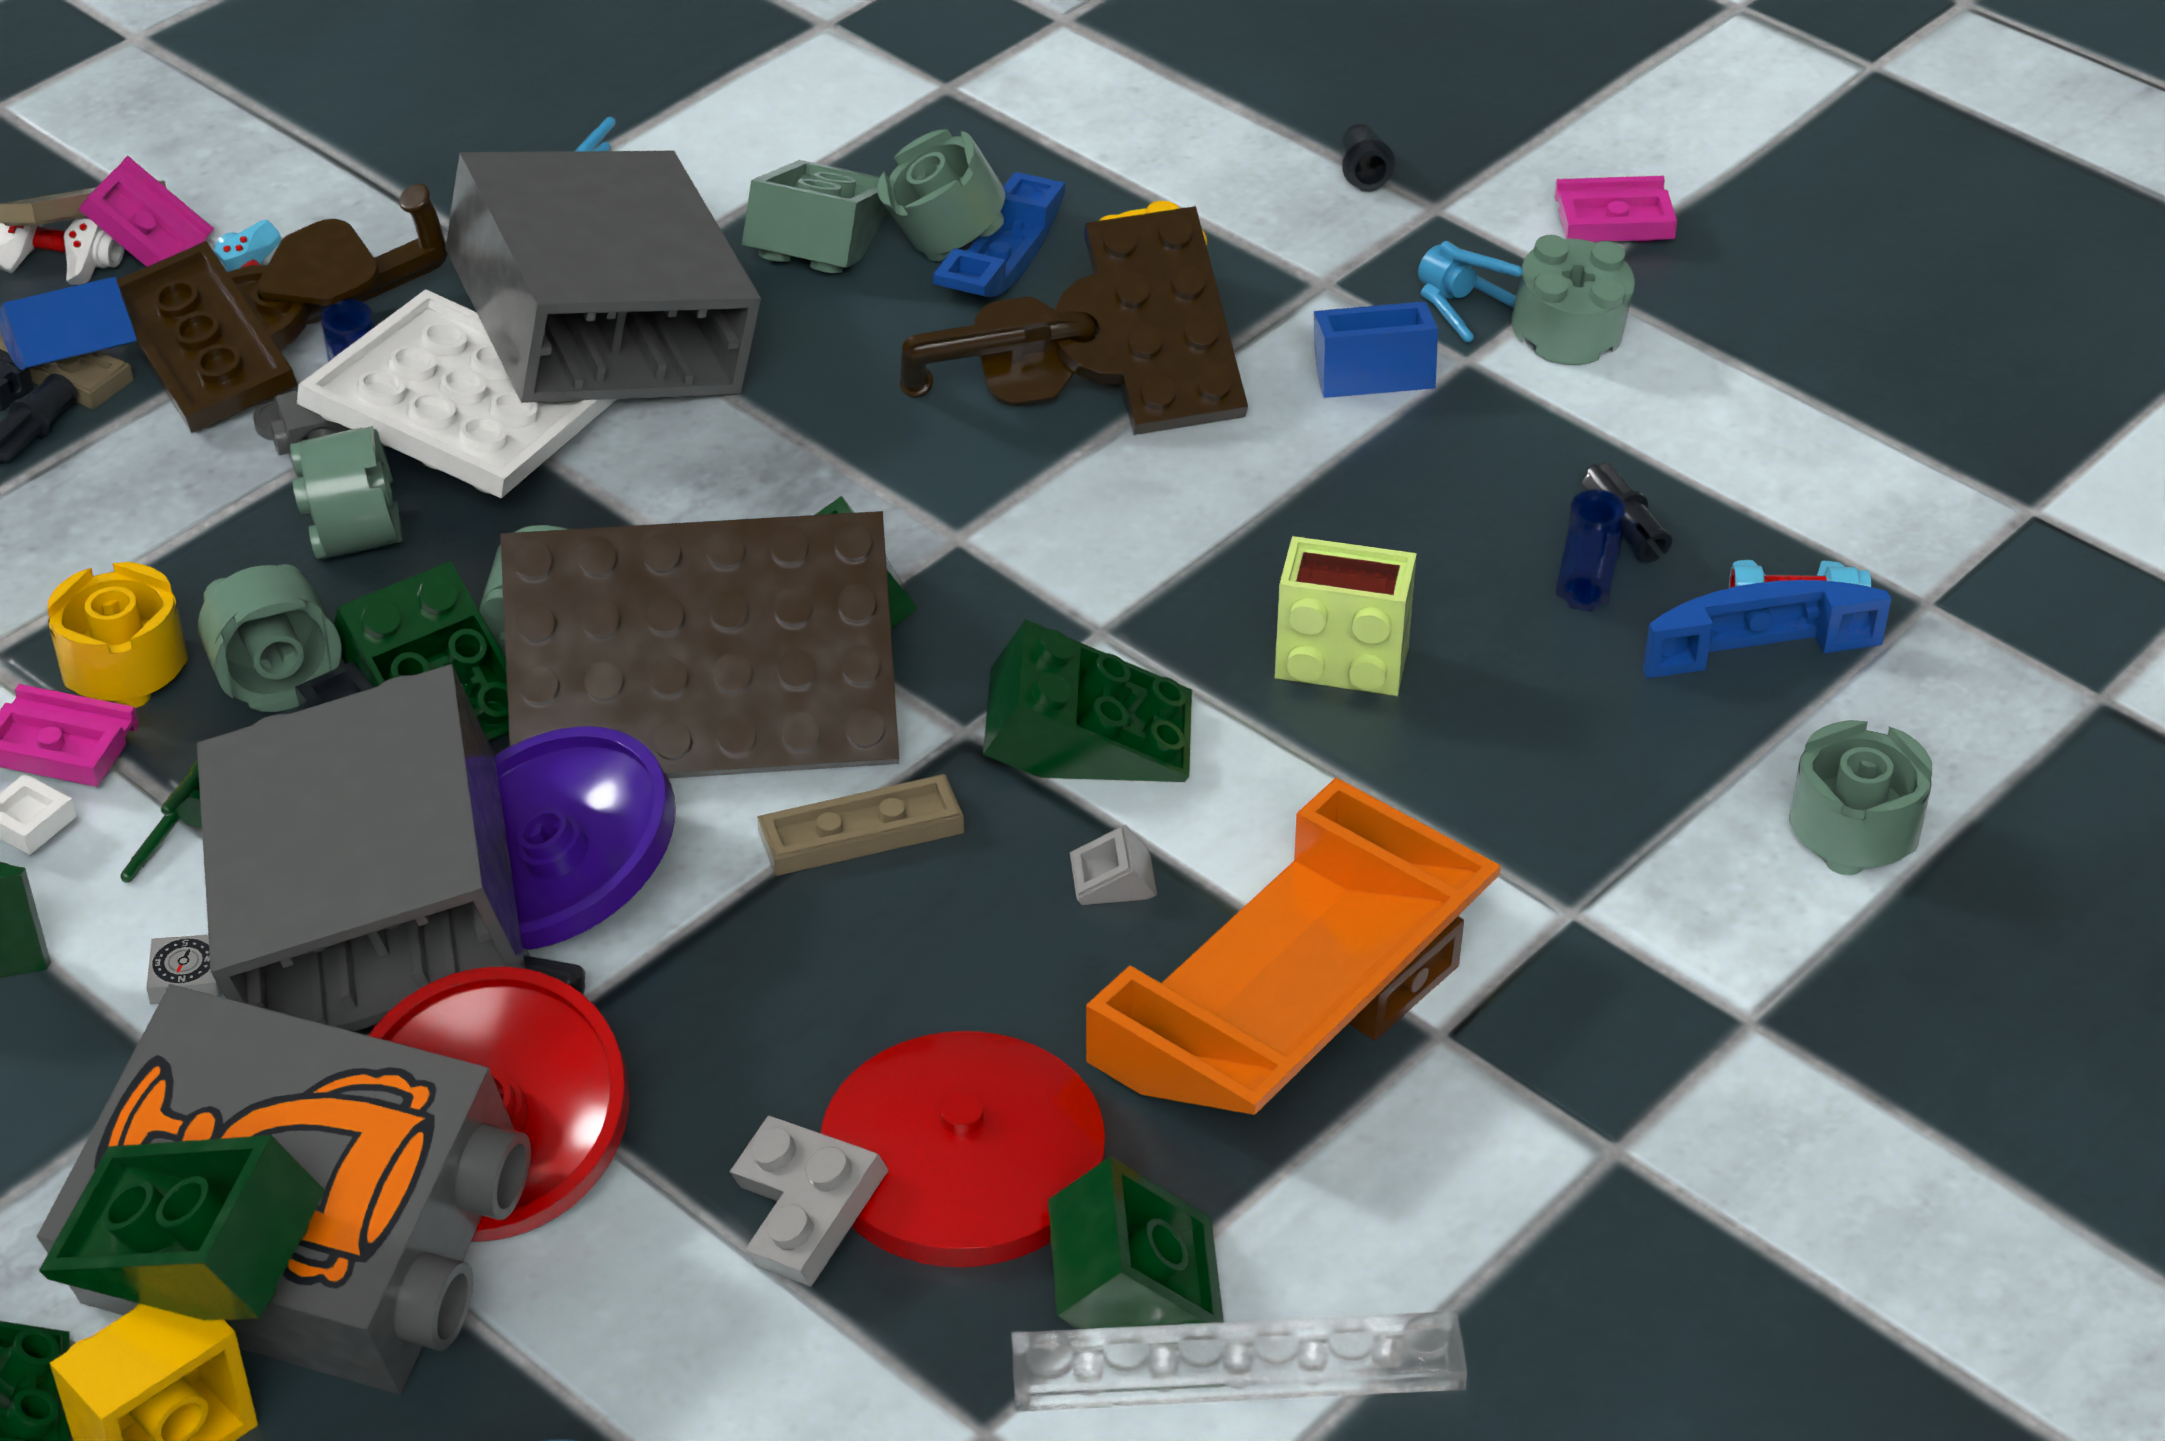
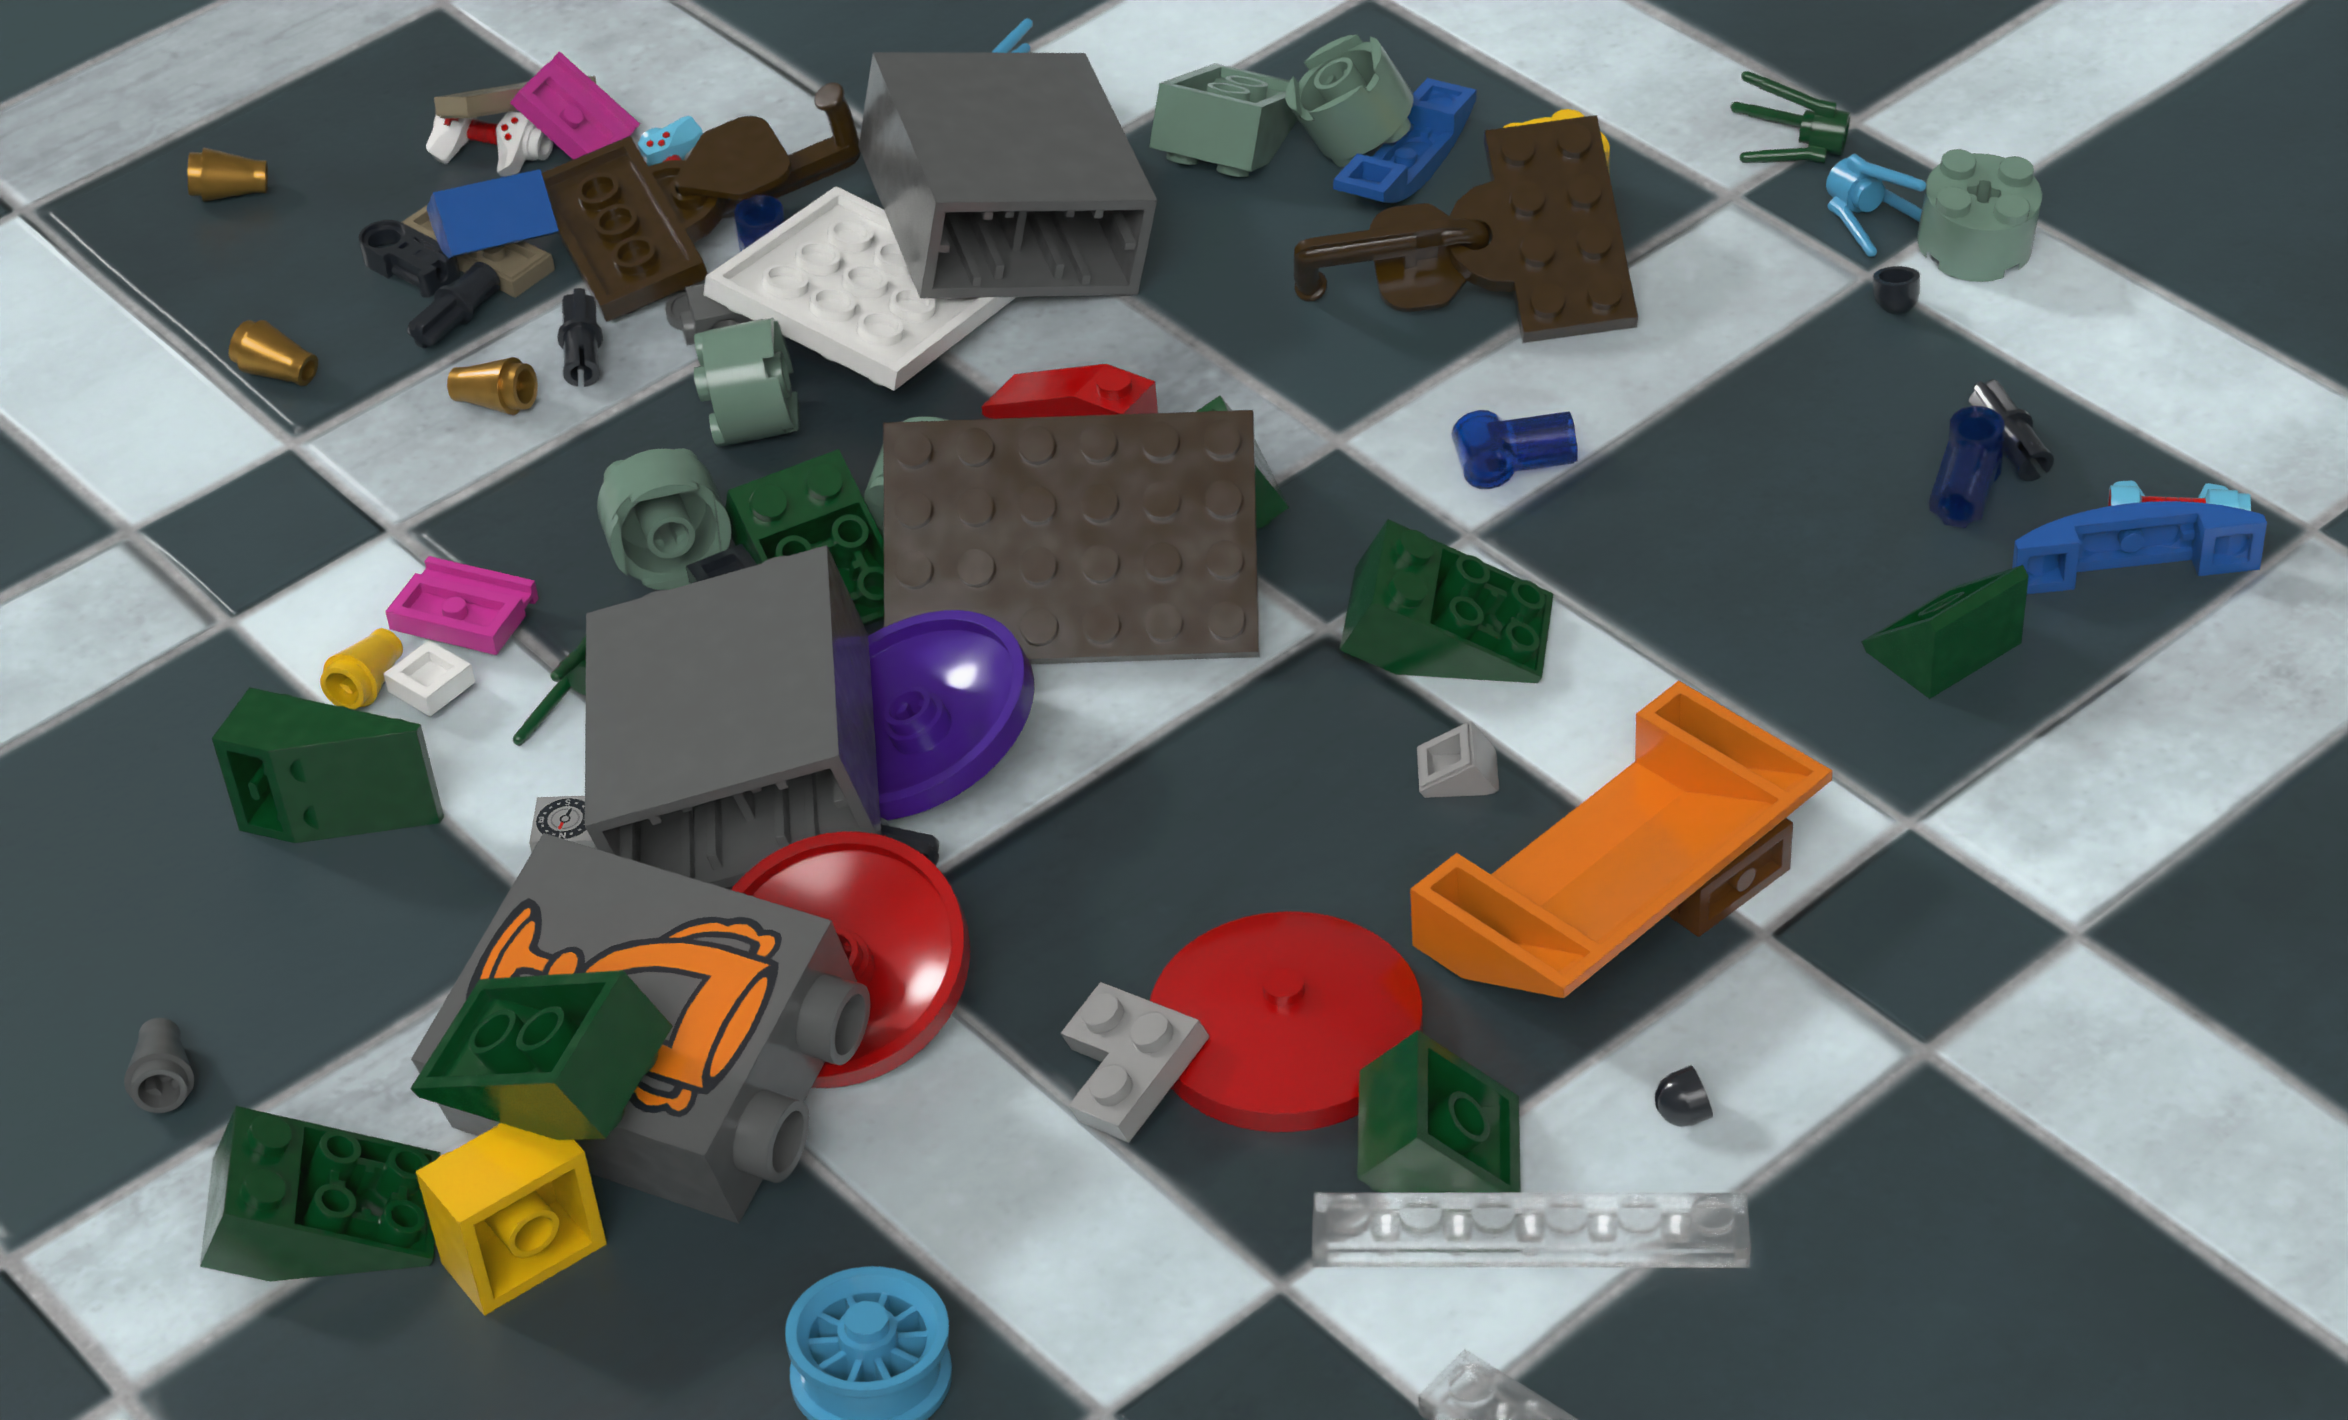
camera: 10 degrees right, 0 degrees up
(80, 501) = (497, 385): none -> pearl gold cone
(117, 633) = (522, 510): yellow brick -> none
(166, 450) = (580, 337): none -> black axle
(685, 497) = (1073, 392): none -> red slope
(860, 824) = (1216, 713): dark tan tile -> none
(1121, 543) = (1497, 449): none -> clear blue piece
(1344, 615) = (1708, 524): yellowish green piece -> none
(1366, 157) = (1787, 64): black cone -> none
(1375, 349) = (1772, 262): blue brick -> none
(1381, 1213) = (1683, 1098): none -> black hinge
(1407, 216) = (1821, 128): none -> dark green plant
(1499, 373) = (1896, 288): none -> black hinge
(1595, 716) = (1954, 632): none -> dark green slope
(1616, 209) = (2037, 124): dark pink plate -> none
(1860, 796) = (2211, 716): sand green brick -> none

